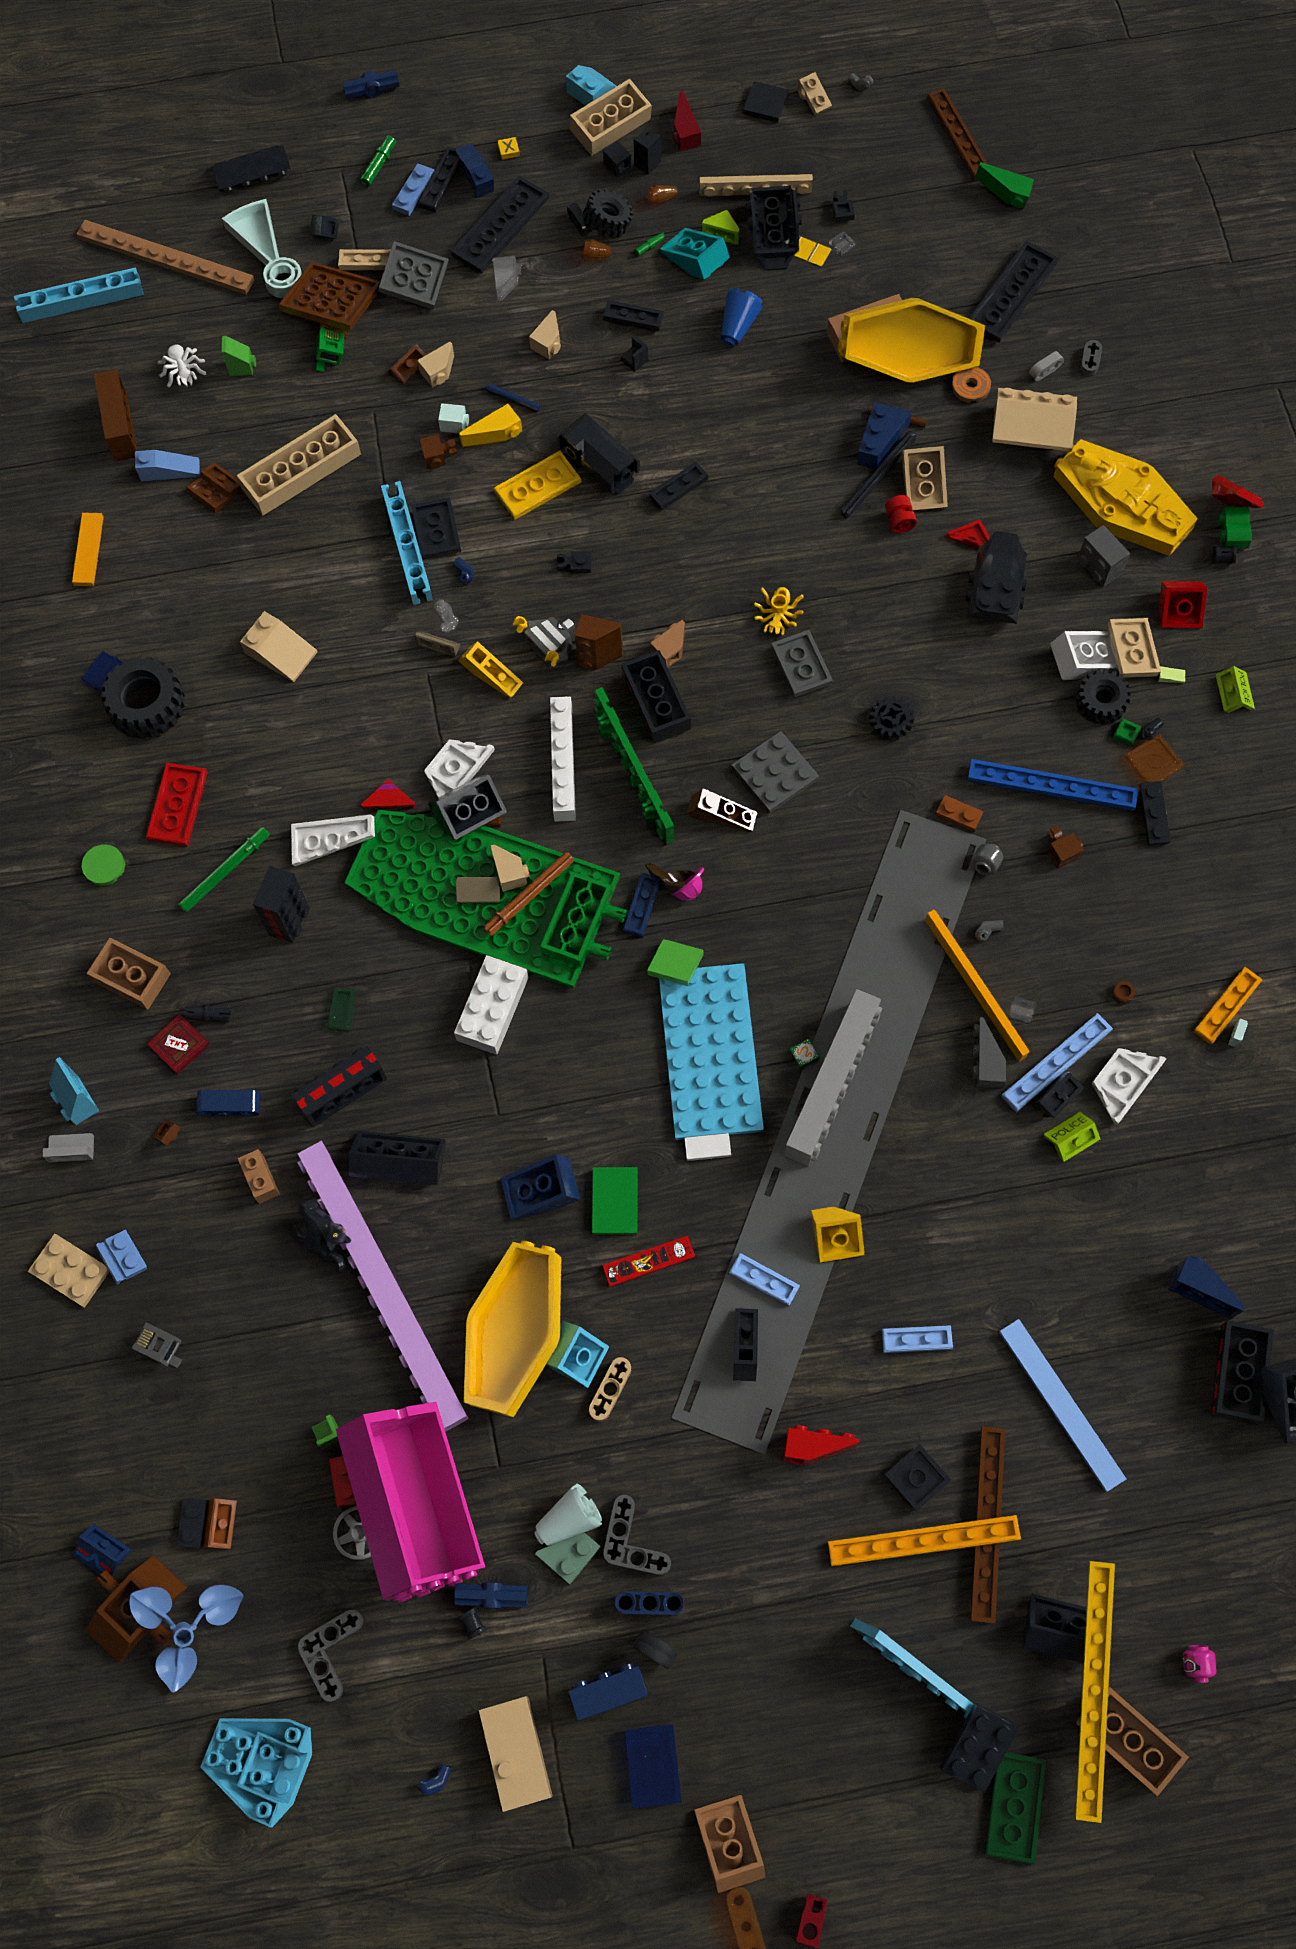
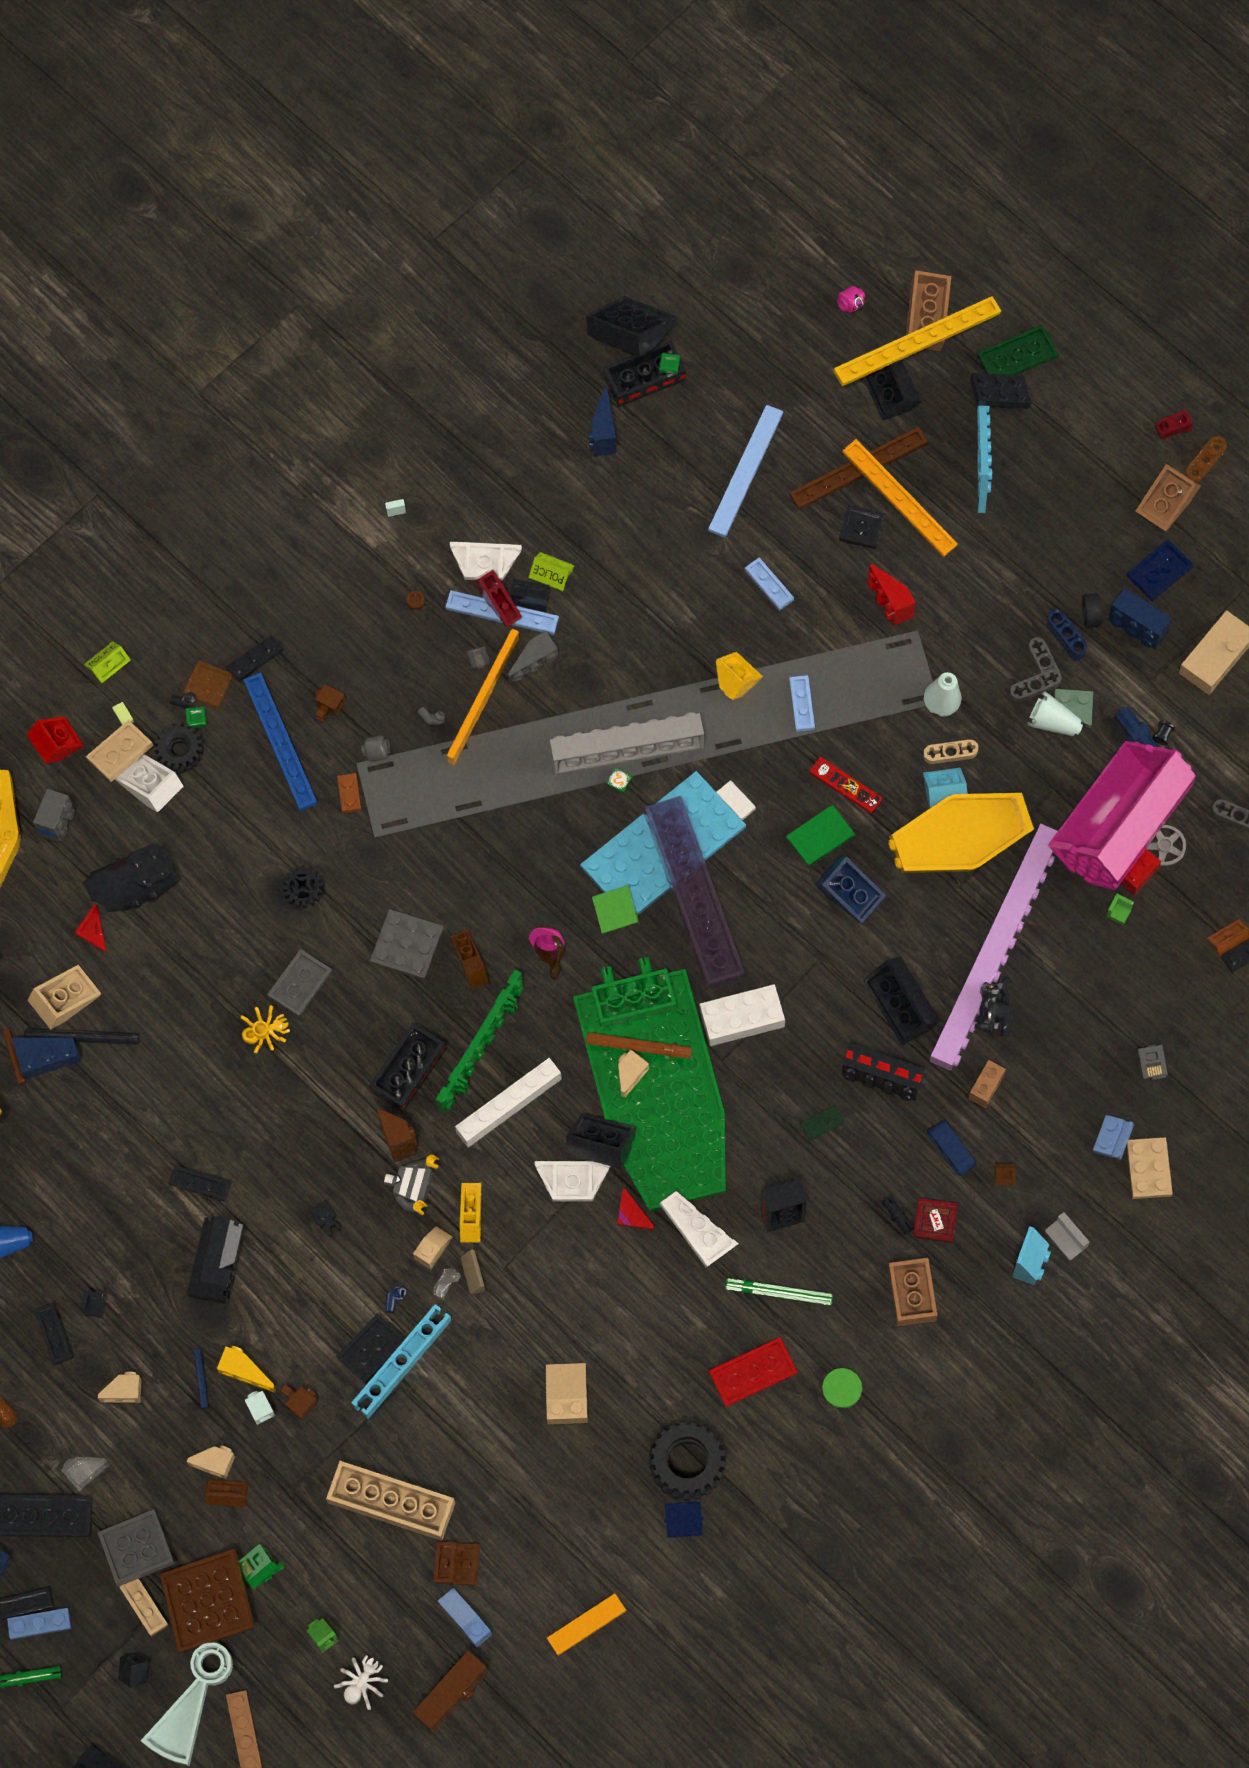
camera: 125 degrees left, 0 degrees up
(478, 889) = (662, 1084): dark tan slope -> none
(483, 622) = (432, 1247): none -> tan slope
(537, 485) = (273, 1299): yellow tile -> none
(638, 1035) = (694, 892): none -> clear purple brick
(642, 905) = (585, 967): dark blue tile -> none
(670, 643) = (352, 1089): medium nougat slope -> none
(676, 1434) = (943, 695): none -> light aqua cone
(745, 1344) = (856, 683): black slope -> none
(901, 514) = (112, 991): red wheel -> none
(1073, 1060) = (497, 597): none -> dark red slope
(1227, 1005) = (376, 527): light orange tile -> none
(1234, 1399) = (669, 363): none -> green tile

